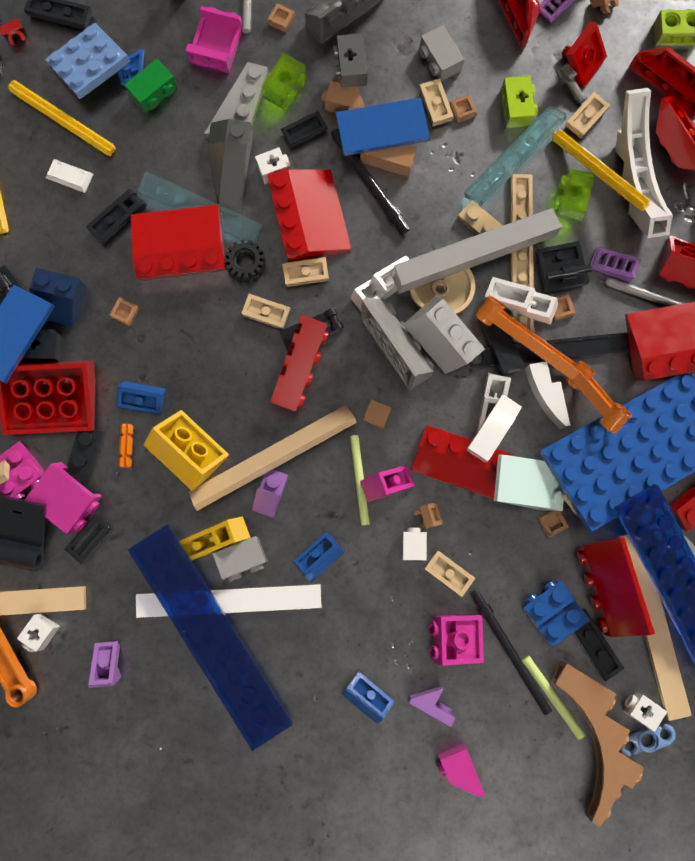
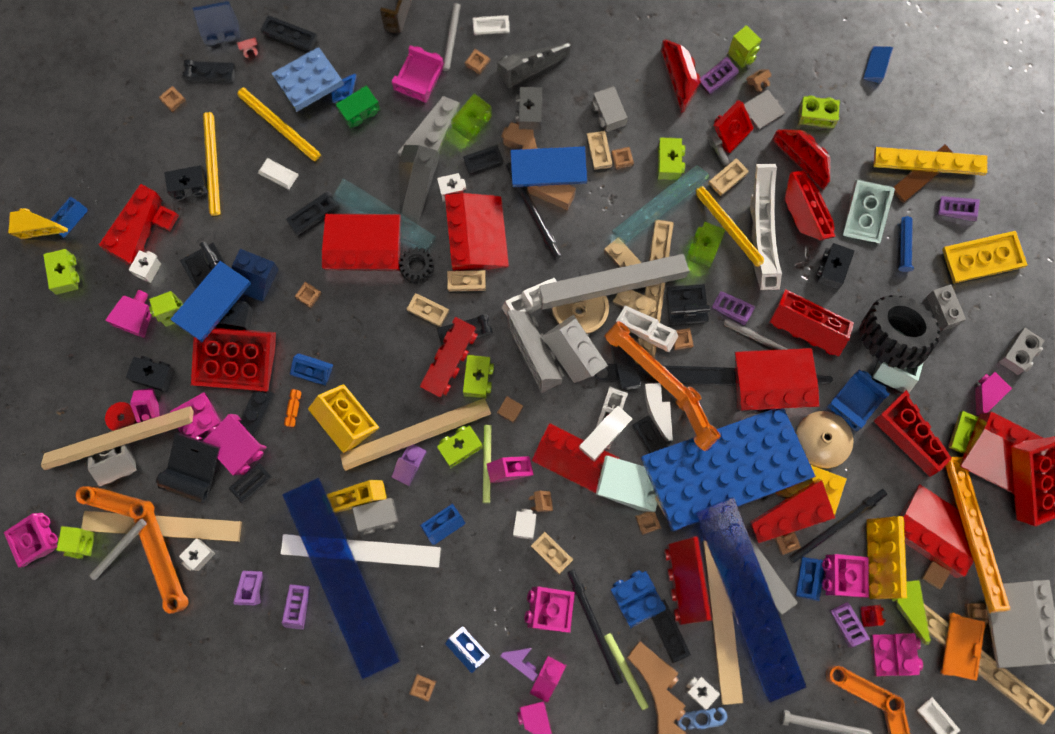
camera: 10 degrees right, 5 degrees down
(171, 676) = (286, 622): none -> medium lavender slope
(323, 749) = (422, 687): none -> medium nougat tile
(330, 368) = (474, 387): none -> lime brick
(338, 462) = (455, 455): none -> lime brick
(468, 716) = (547, 679): none -> dark pink slope
(503, 270) = (635, 301): none -> tan plate
(541, 424) = (649, 435): none -> black tile
(616, 33) = (764, 109): none -> light grey piece

